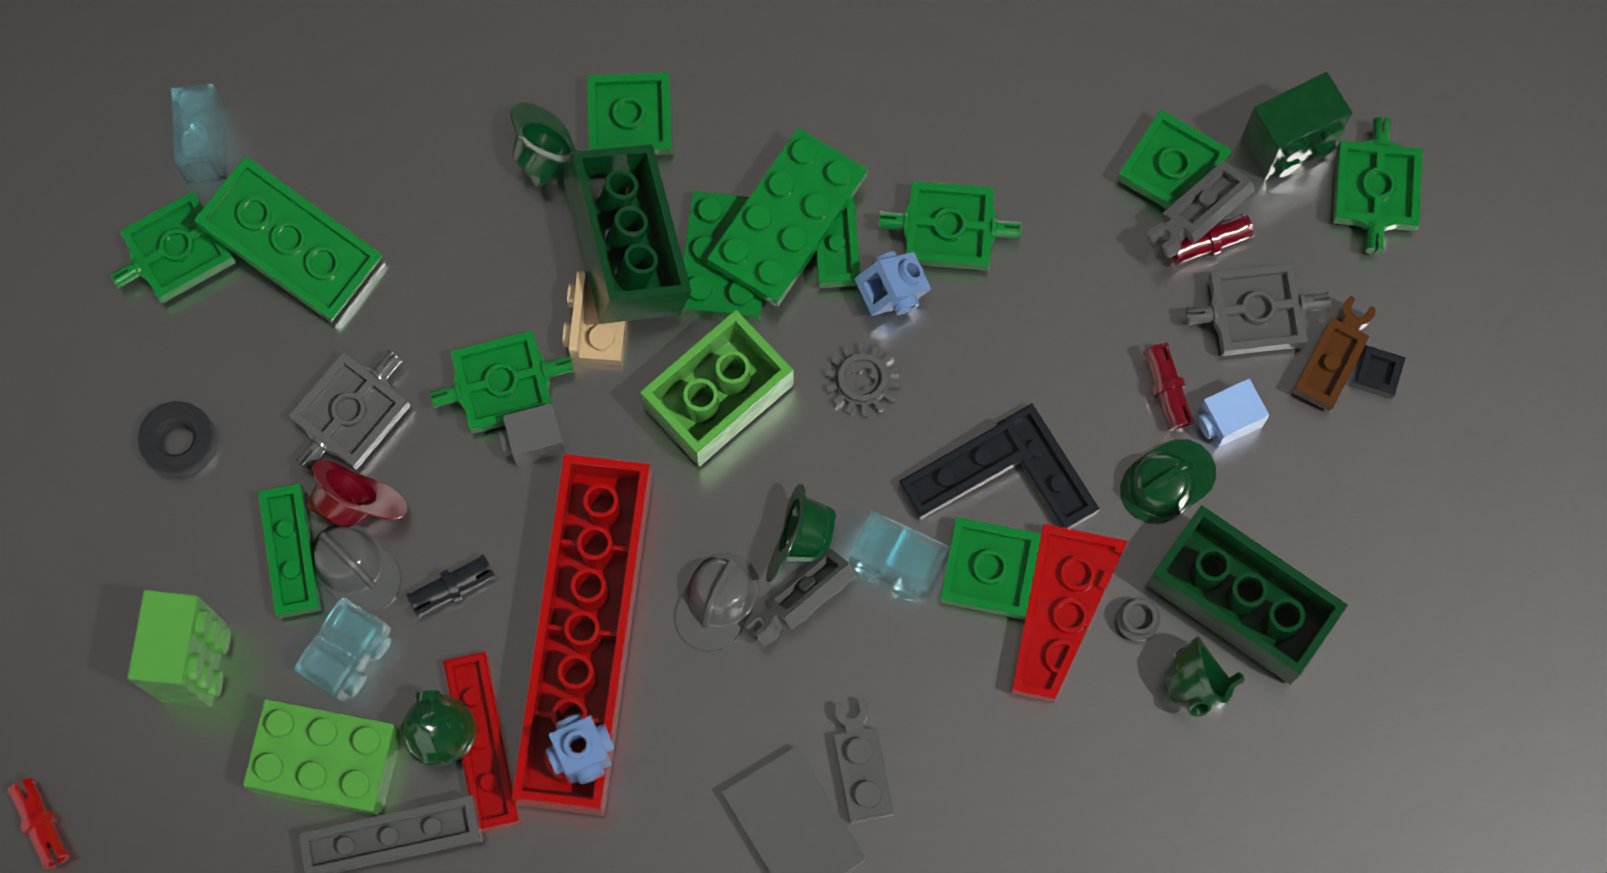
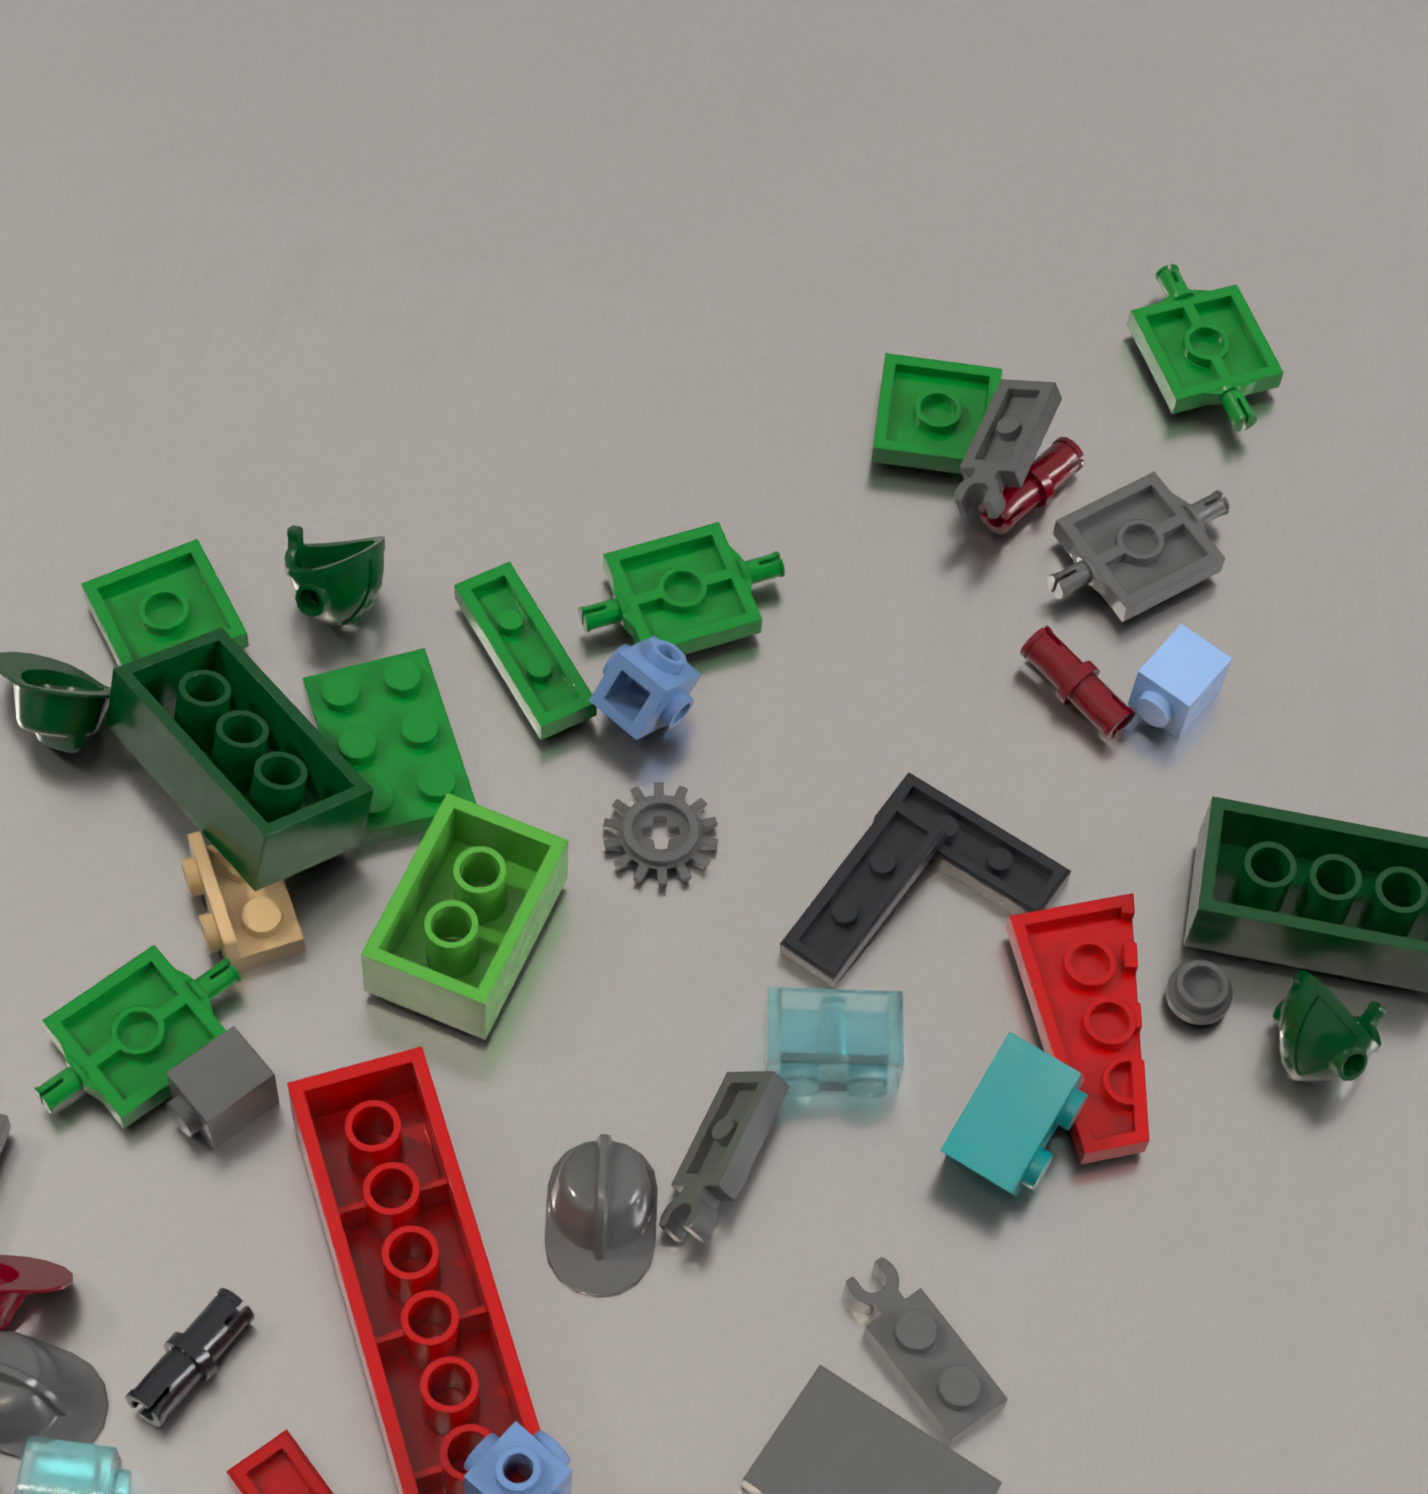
camera: 30 degrees left, 15 degrees down
(736, 130) = (335, 578): none -> dark green helmet
(787, 217) = (456, 659): green plate -> none
(805, 532) = (680, 1061): dark green piece -> none
(979, 650) = (1016, 1115): none -> teal brick
(990, 568) = (963, 1004): green plate -> none
(1168, 480) = (1137, 804): dark green piece -> none
(1296, 126) = (1071, 306): dark green brick -> none
(1334, 357) = (1267, 567): reddish brown plate -> none
(1378, 372) = (1329, 566): black tile -> none

